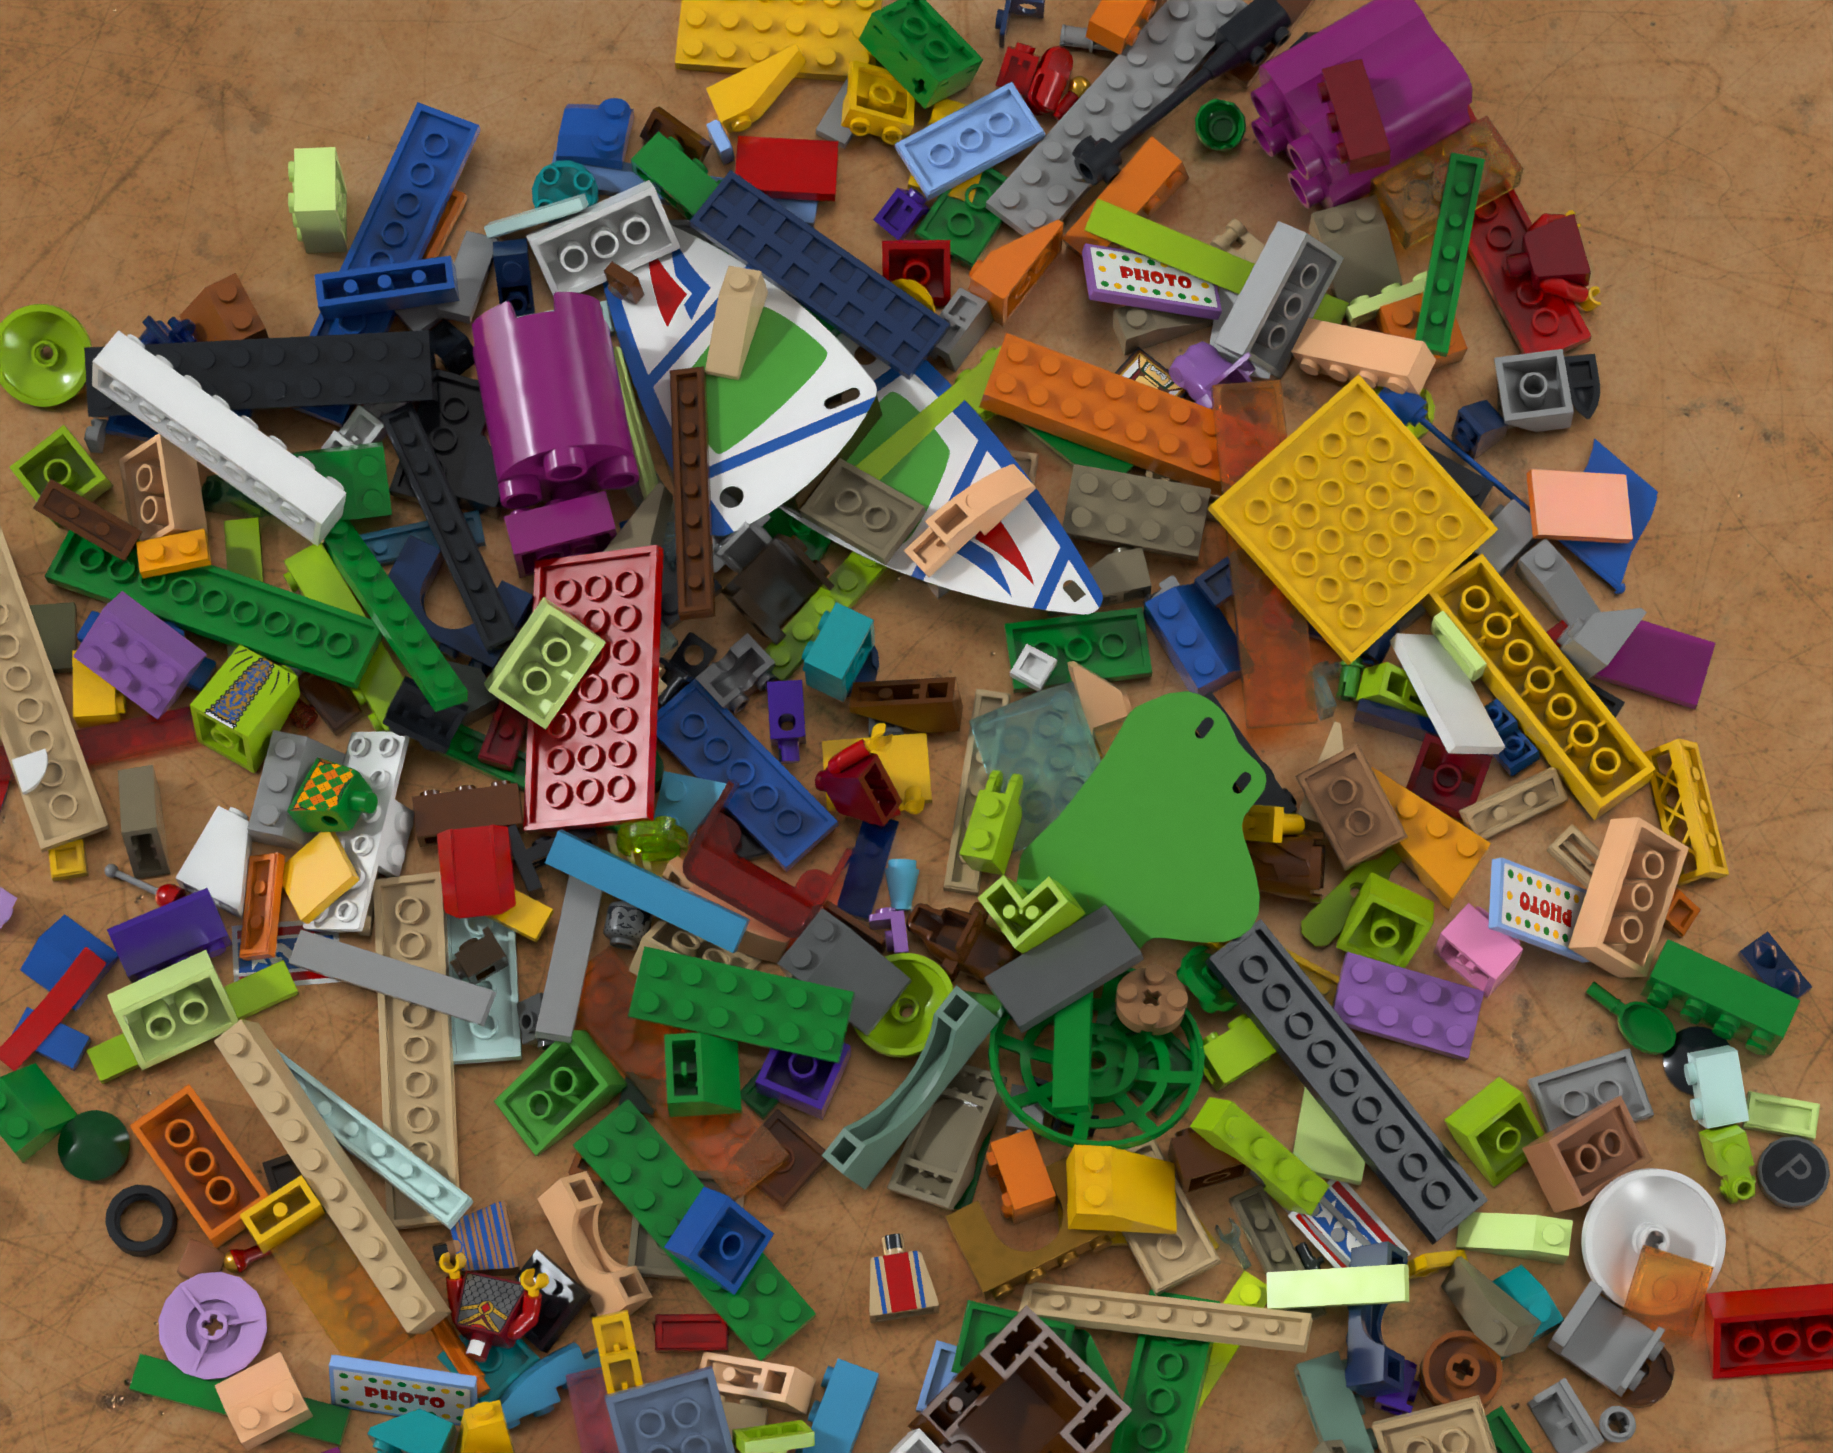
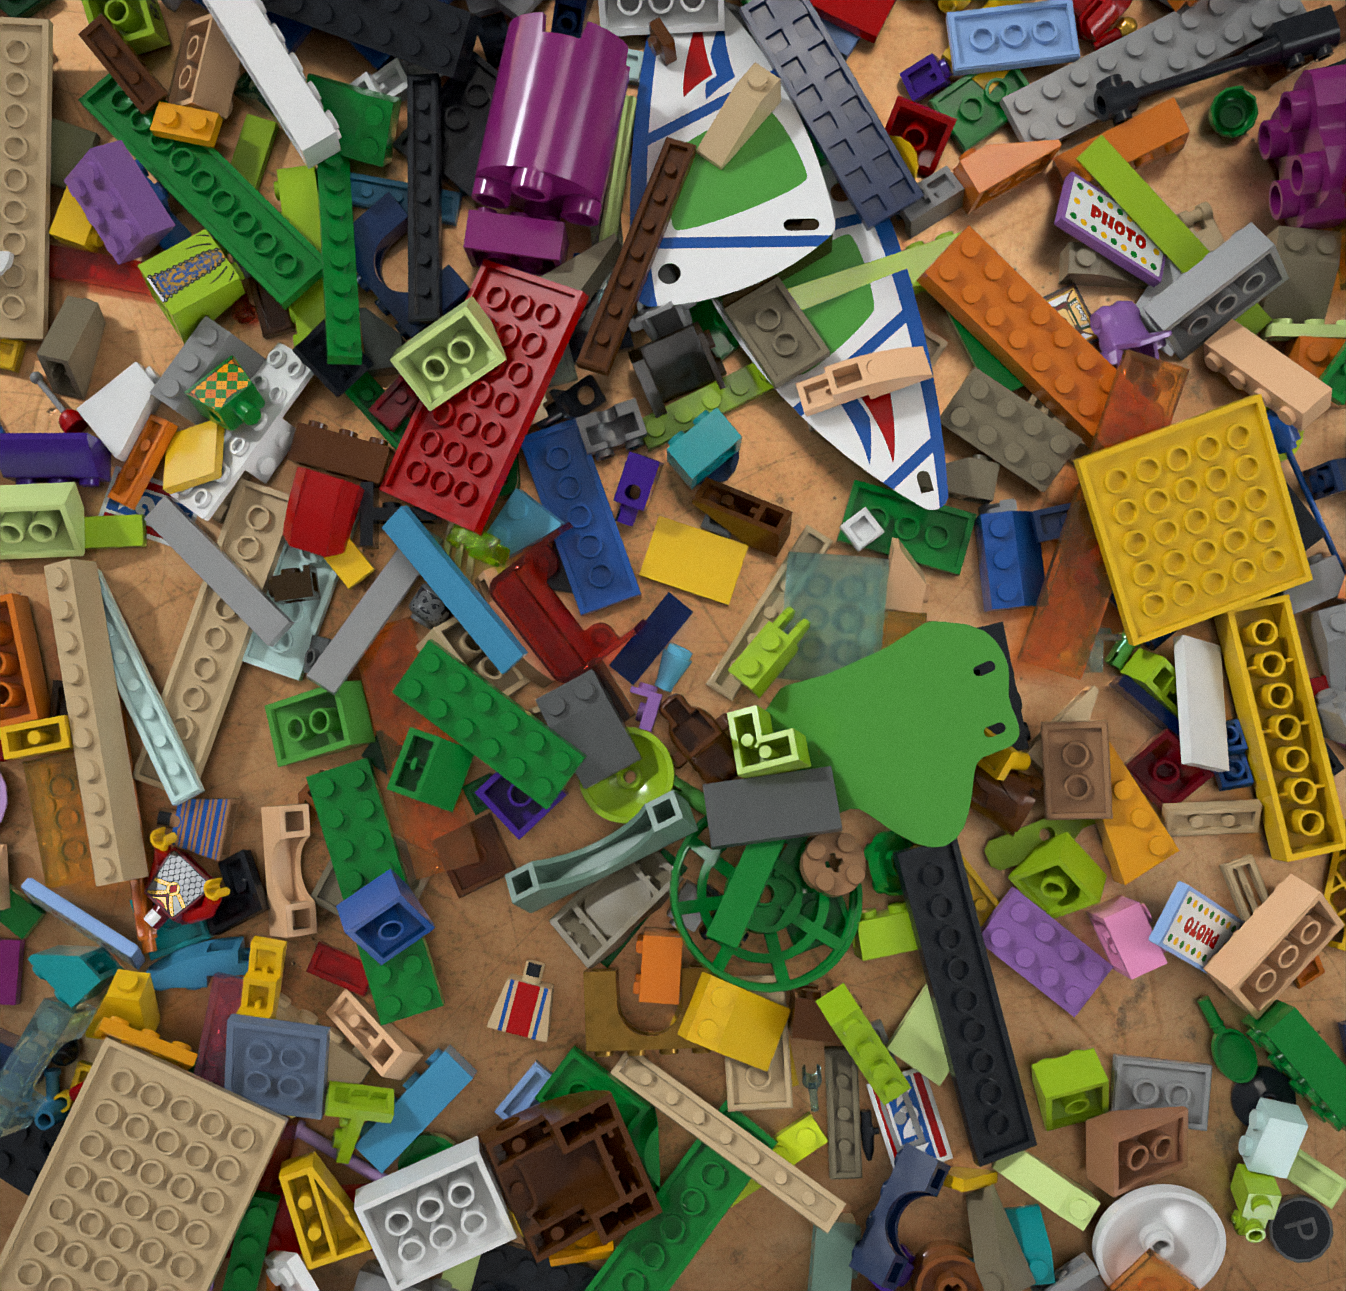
camera: 25 degrees right, 15 degrees up
(861, 784) = (672, 575): dark red torso -> none
(1338, 1287) = (880, 1178): yellowish green tile -> none
(1457, 646) = (1229, 665): yellowish green tile -> none

